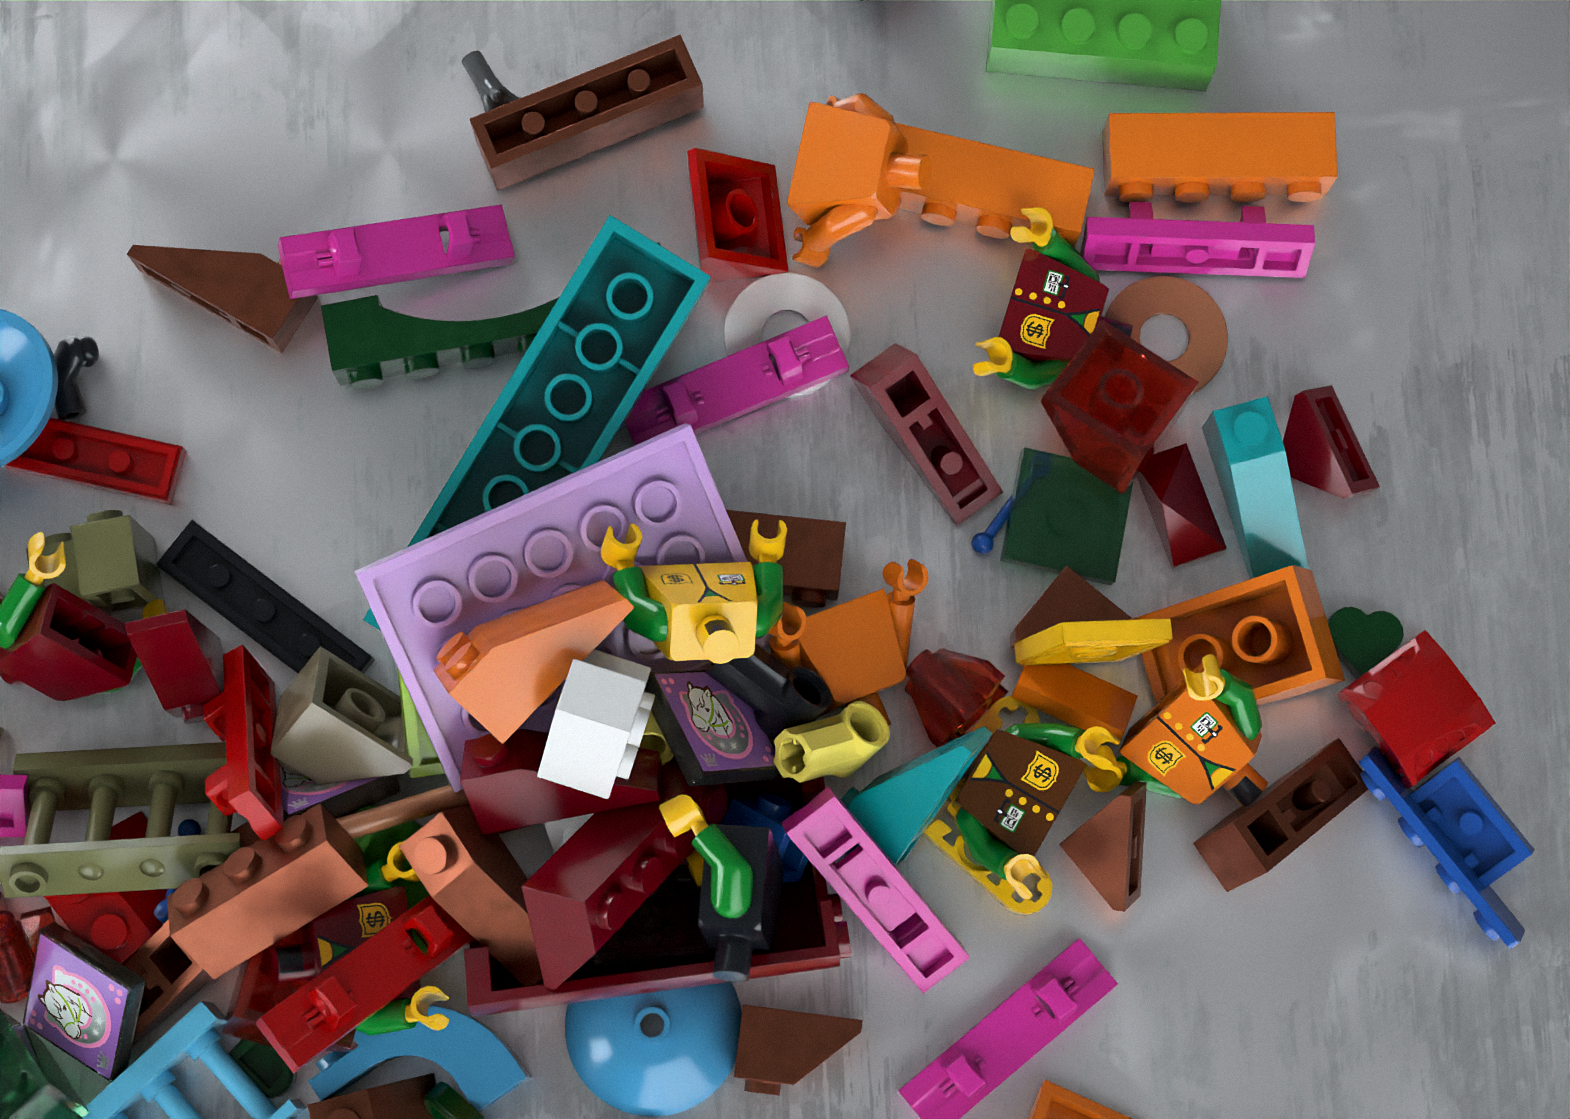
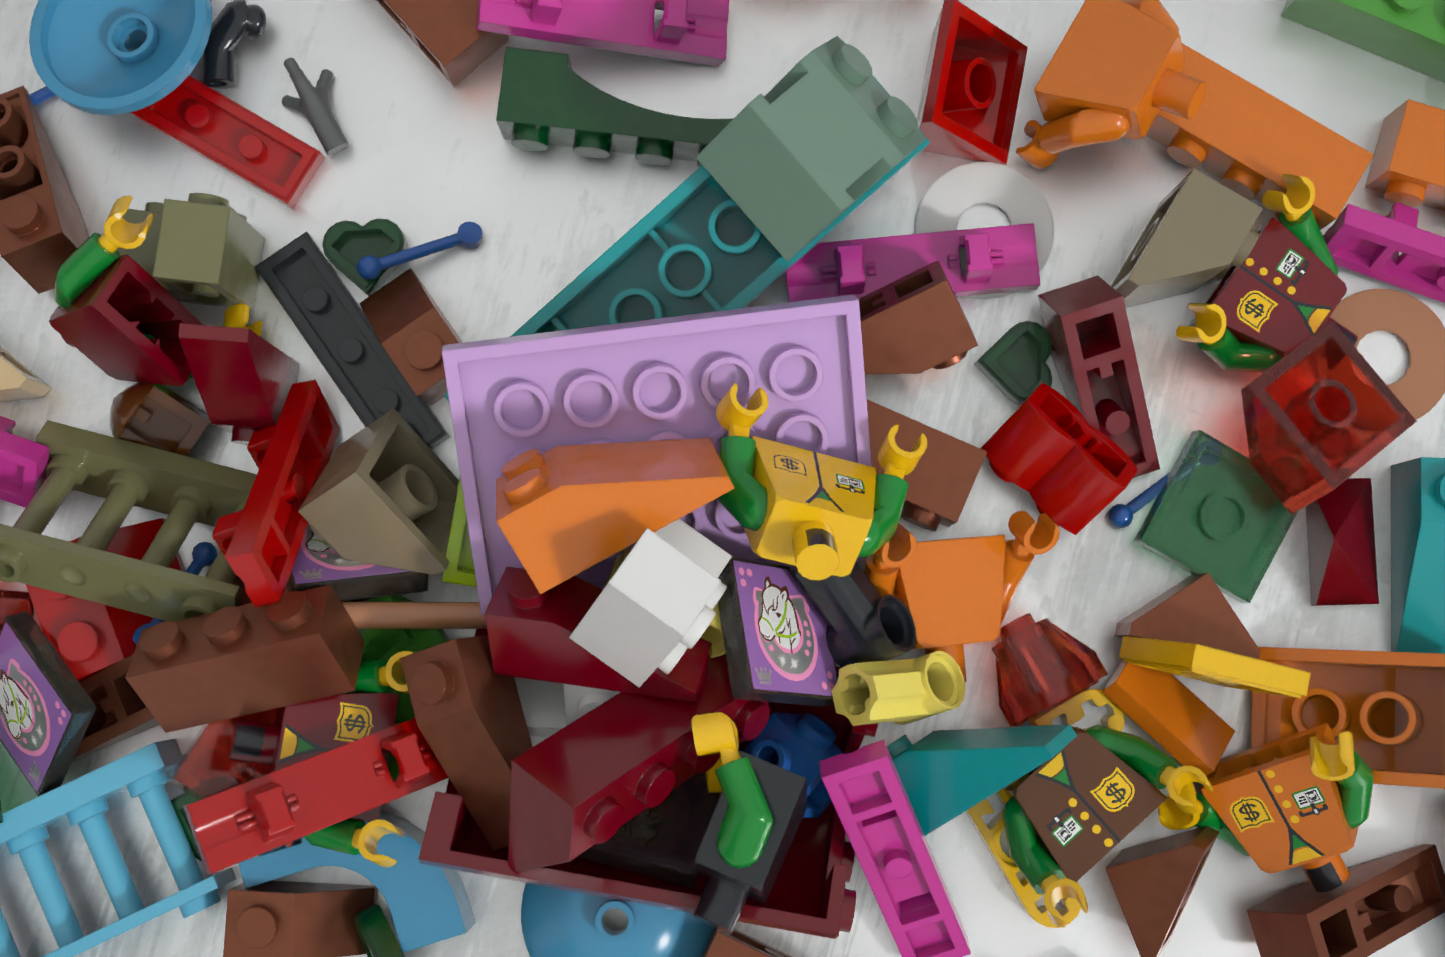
camera: 20 degrees right, 5 degrees up
(112, 722) = (157, 418): none -> reddish brown plate
(165, 409) = (315, 106): none -> dark grey bar
(249, 522) = (349, 241): none -> dark green tile
(318, 579) = (412, 333): none -> copper slope
(336, 480) = (468, 236): none -> blue hinge
(611, 311) = (811, 146): none -> sand green piece
(749, 435) = (914, 325): none -> copper slope
(852, 439) = (1018, 361): none -> dark green tile
(909, 509) = (1059, 459): none -> red brick
(961, 293) = (1188, 241): none -> dark tan slope

